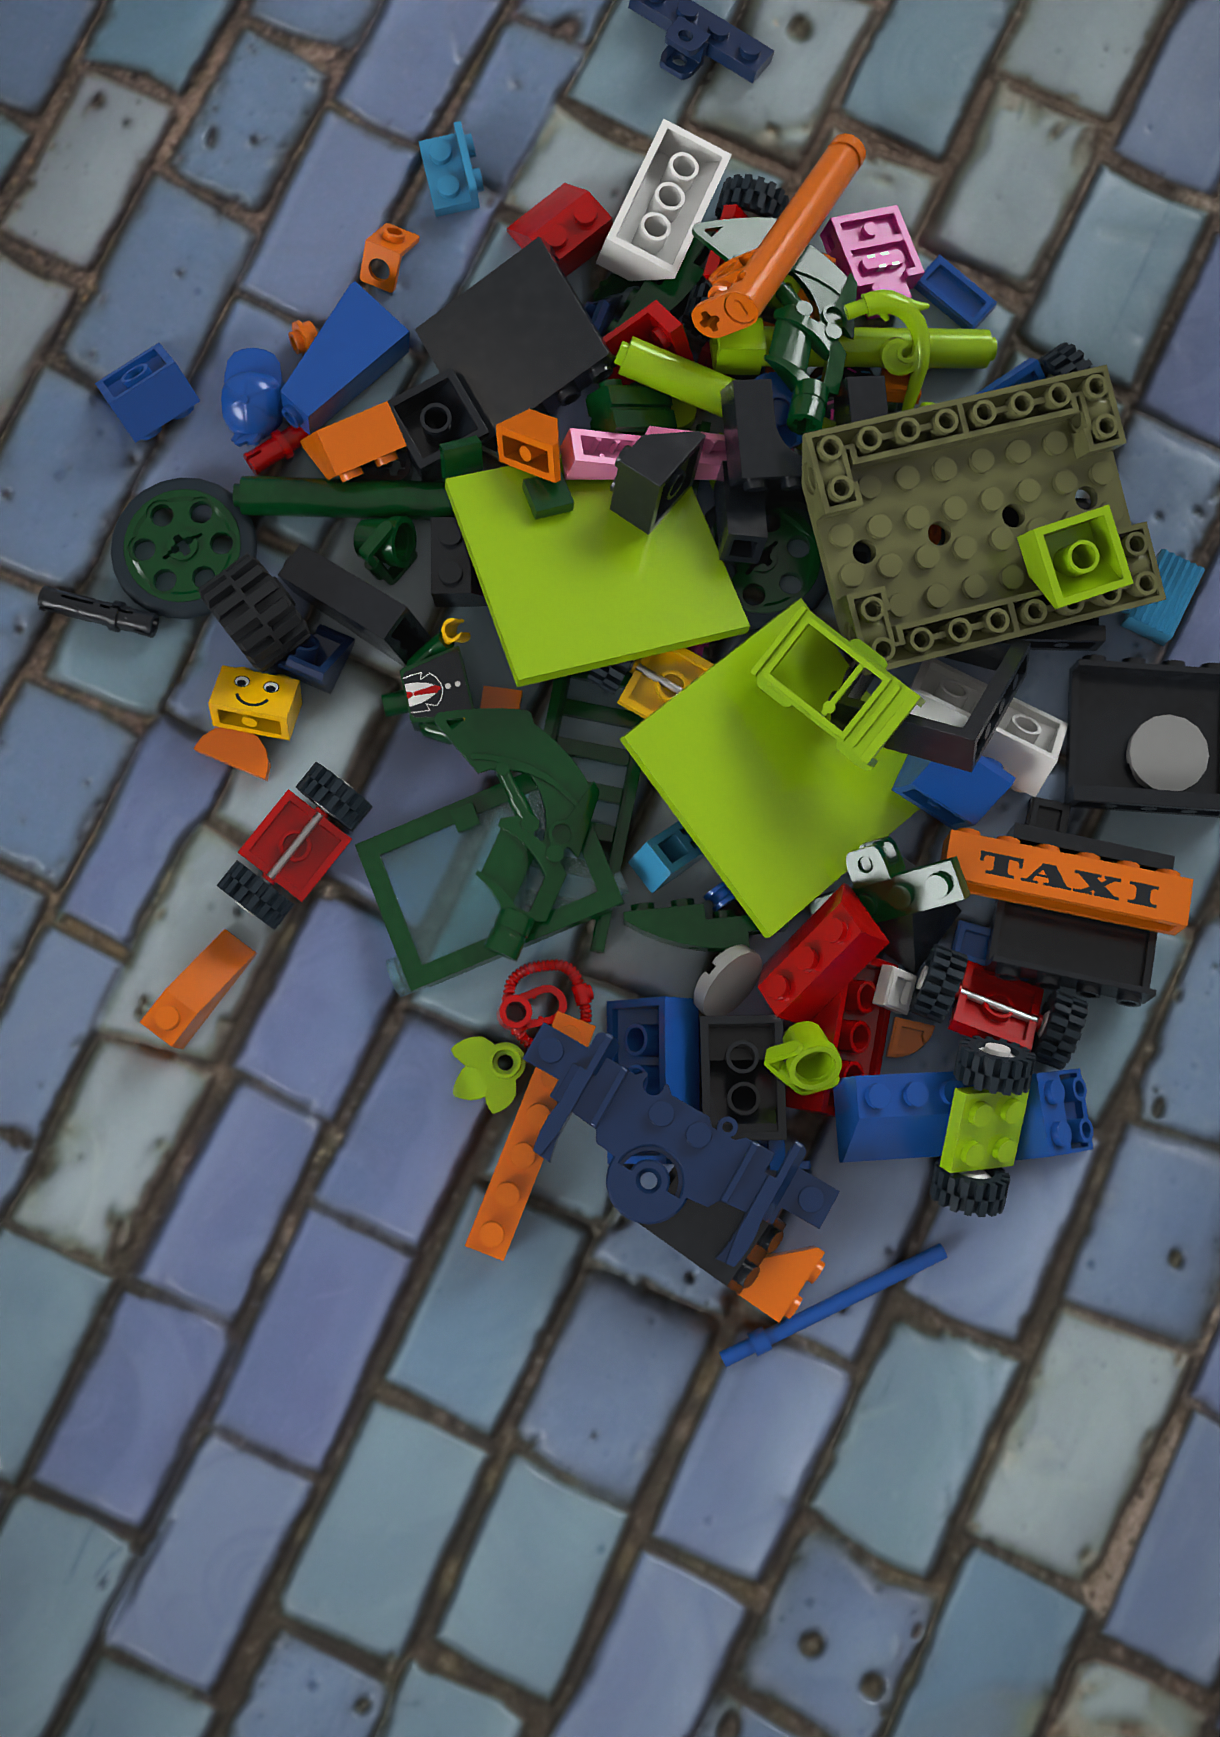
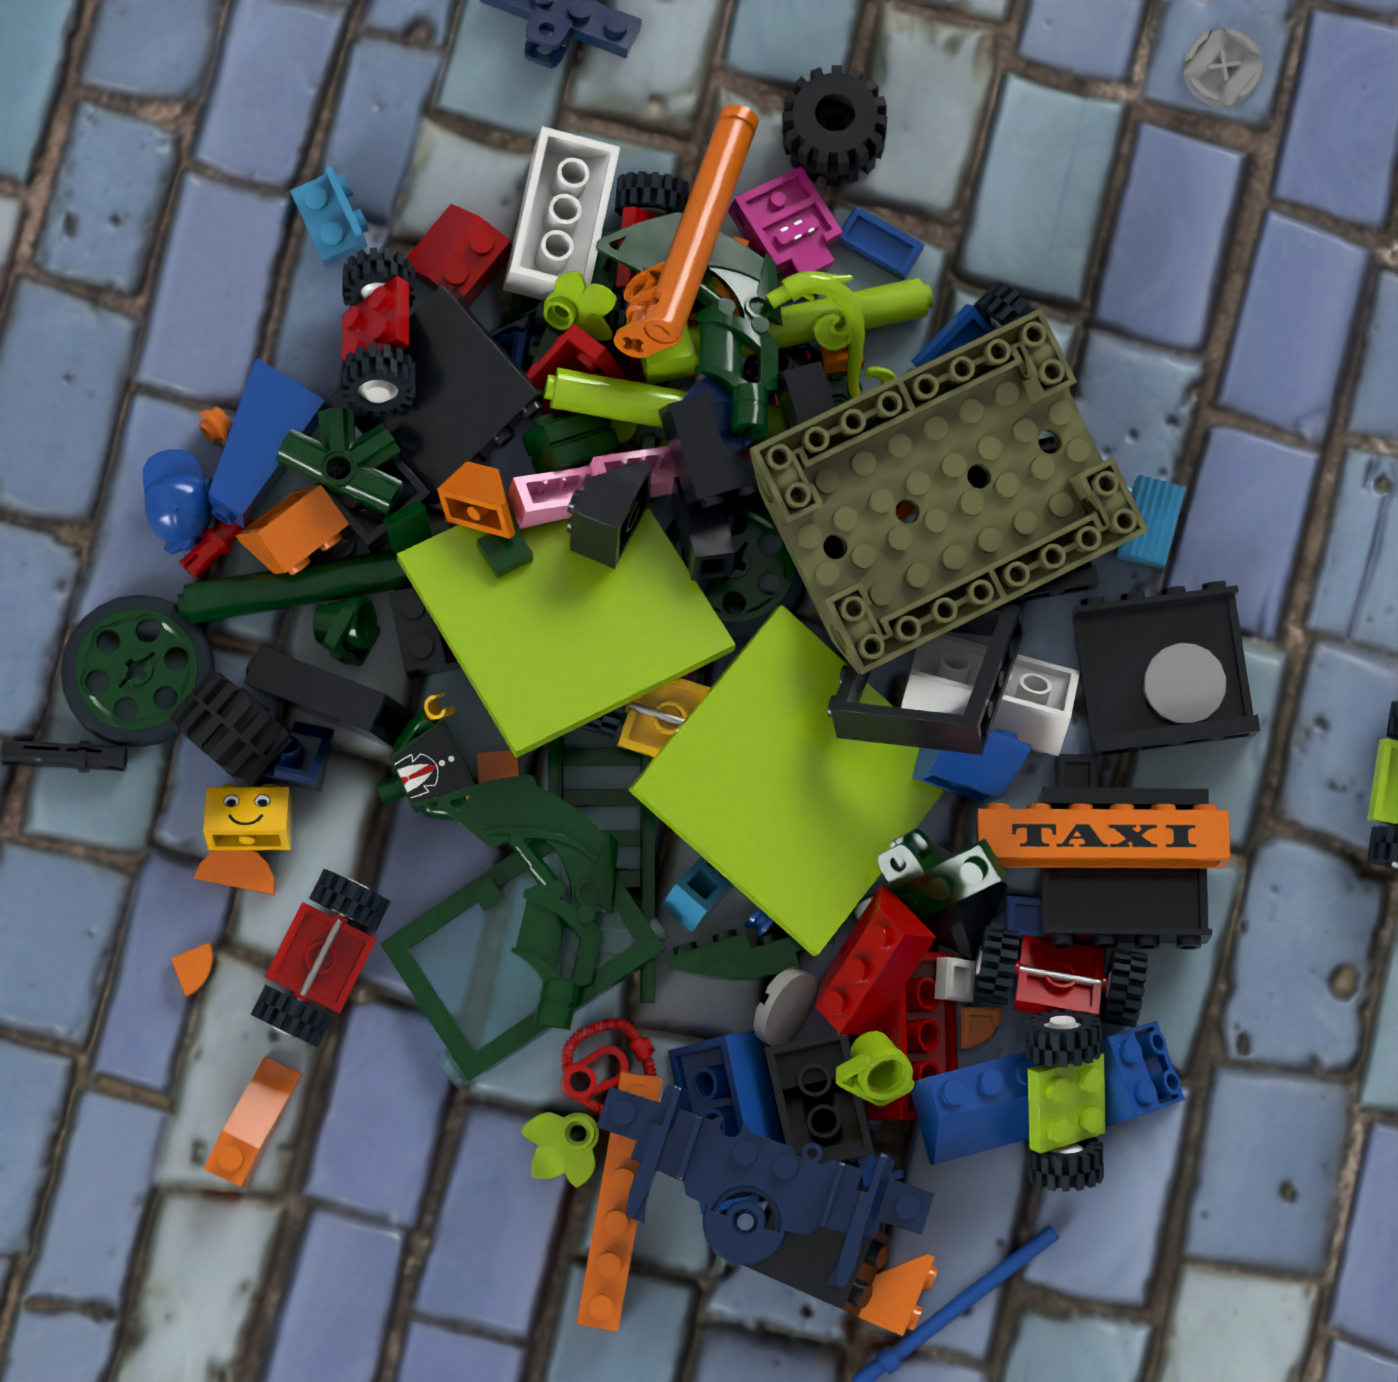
camera: 10 degrees left, 0 degrees up
(148, 393) = (65, 515): blue slope -> none
(176, 833) = (194, 968): none -> orange tile
(390, 245) = (282, 309): orange bracket -> none
(413, 371) = (340, 446): none -> dark green piece
(459, 300) = (376, 332): none -> plate
(670, 283) = (579, 304): none -> lime plate
(876, 718) = (880, 715): lime piece -> none
(936, 173) = (831, 104): none -> black wheel
(1076, 557) = (1047, 513): lime slope -> none

